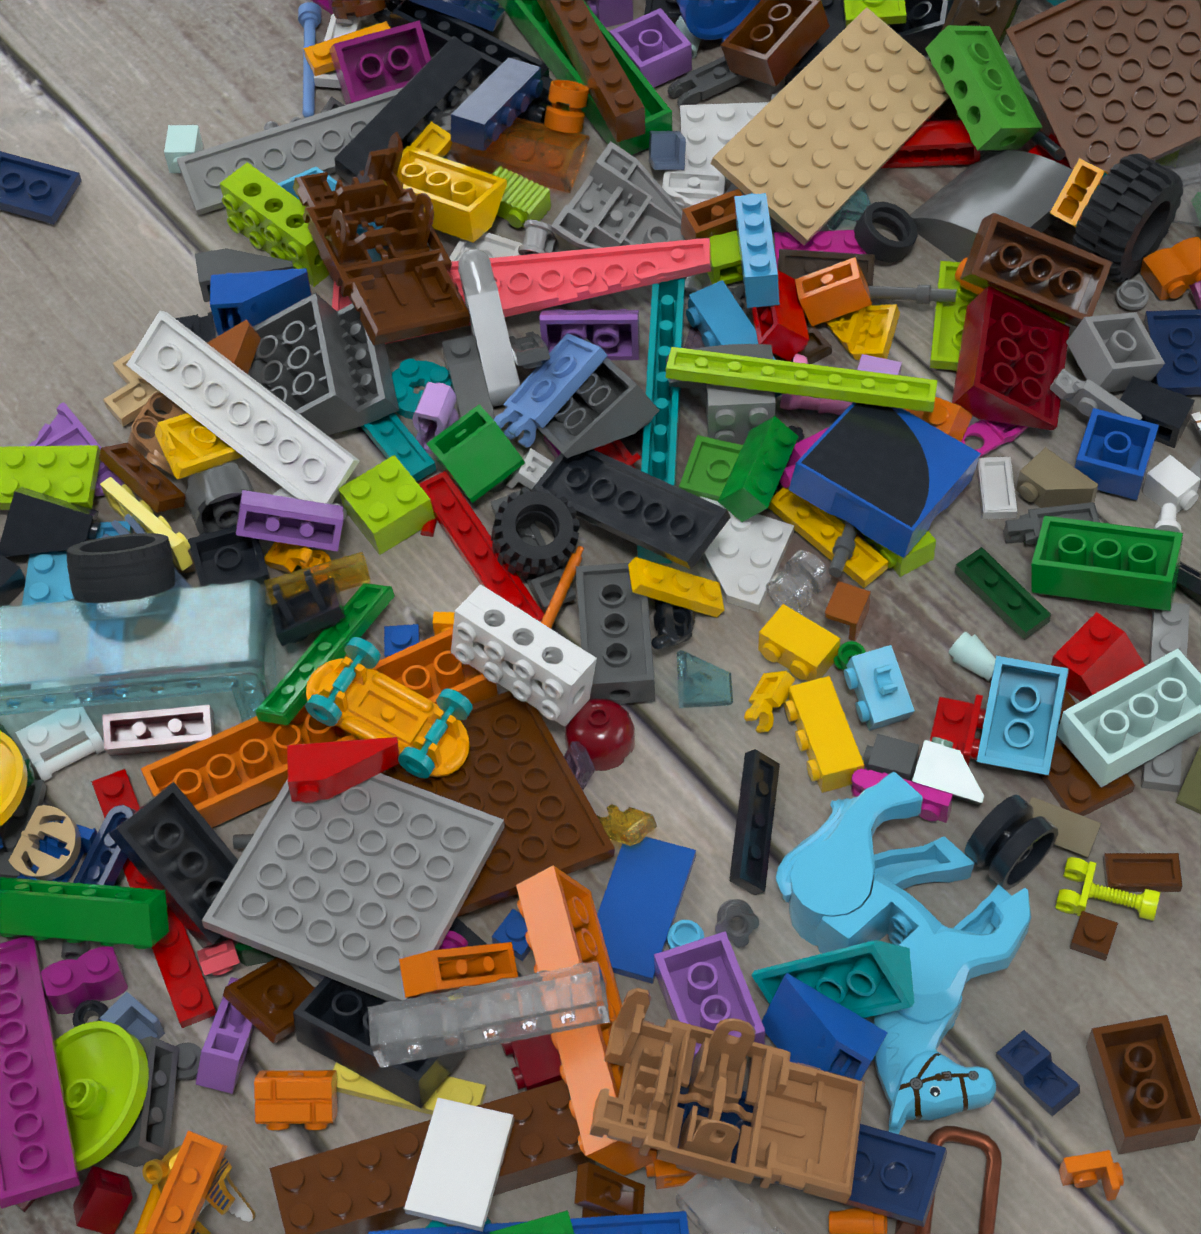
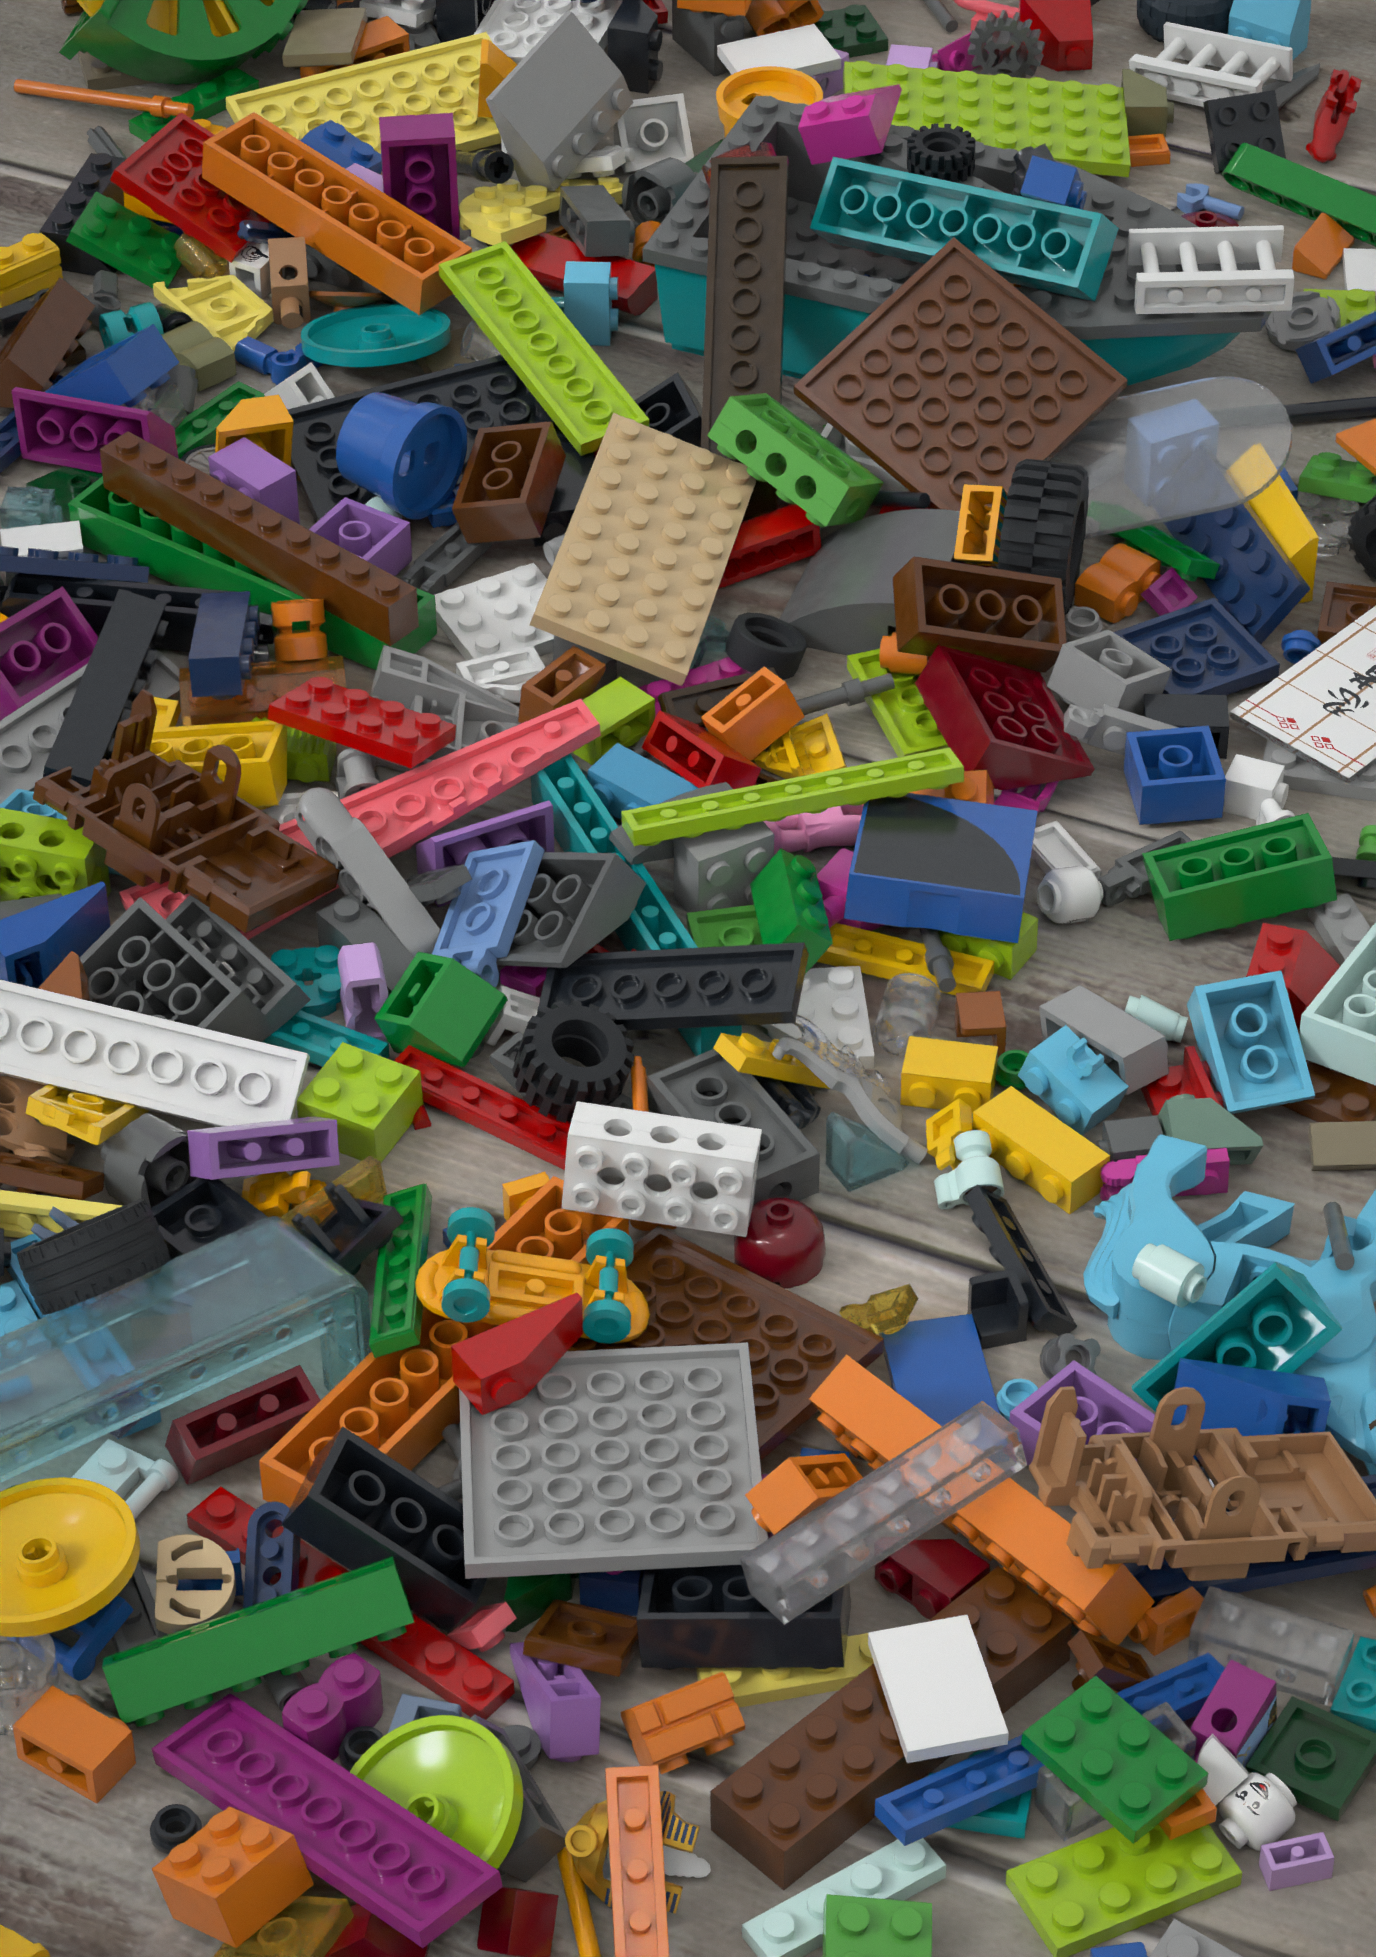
camera: 30 degrees left, 15 degrees down
(552, 202) = (362, 722): none -> red plate
(579, 763) = (781, 1271): clear purple tile -> none
(667, 150) = (449, 641): sand blue panel -> none
(713, 856) = (998, 1308): none -> black panel
(724, 620) = (846, 1073): none -> light grey piece
(756, 250) = (647, 692): dark azure brick -> none
(764, 736) = (976, 1168): none -> light aqua piece
(818, 901) = (1169, 1274): none -> light aqua brick
(925, 662) = (1127, 1044): none -> light grey brick
(975, 913) = (1338, 1236): none -> dark grey bar
(978, 525) = (1070, 894): none -> white head
(1003, 593) = (1140, 950): dark green plate -> none
(1011, 841) = (1322, 1165): black wheel -> none
(1054, 482) = (1125, 824): dark tan slope -> none

